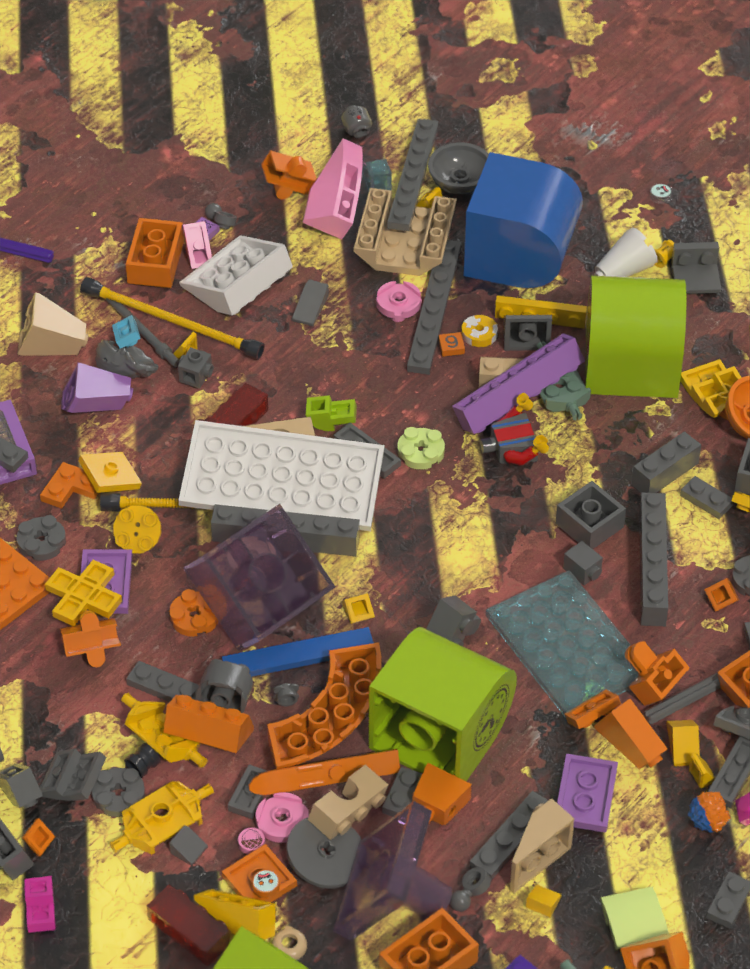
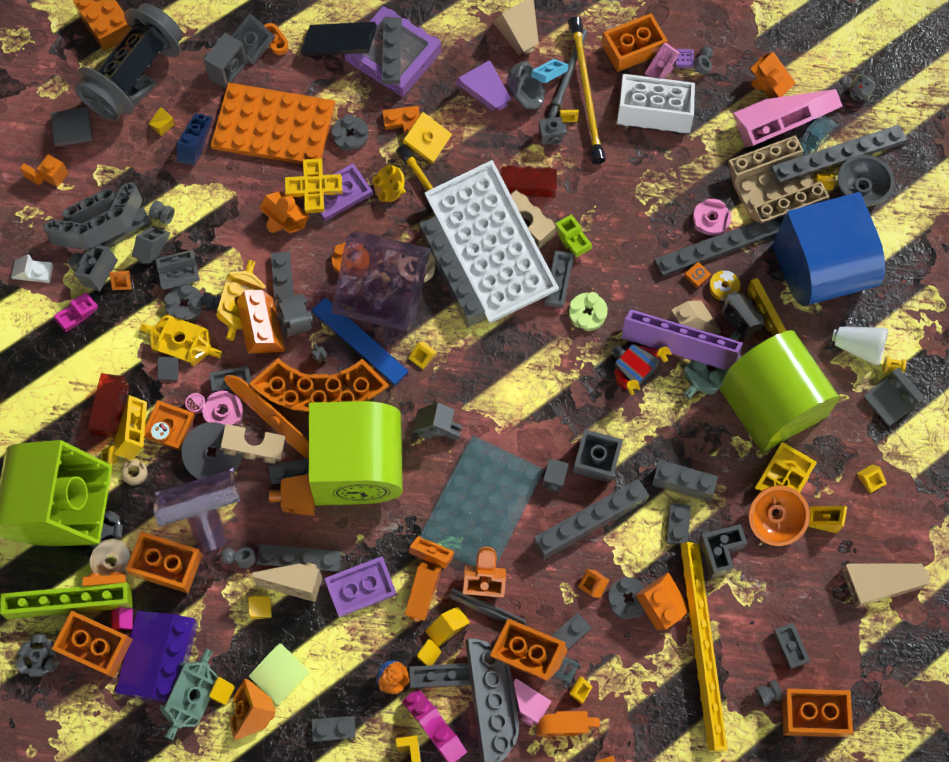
camera: 55 degrees right, 20 degrees up
(311, 302) = (667, 164): dark grey slope -> none

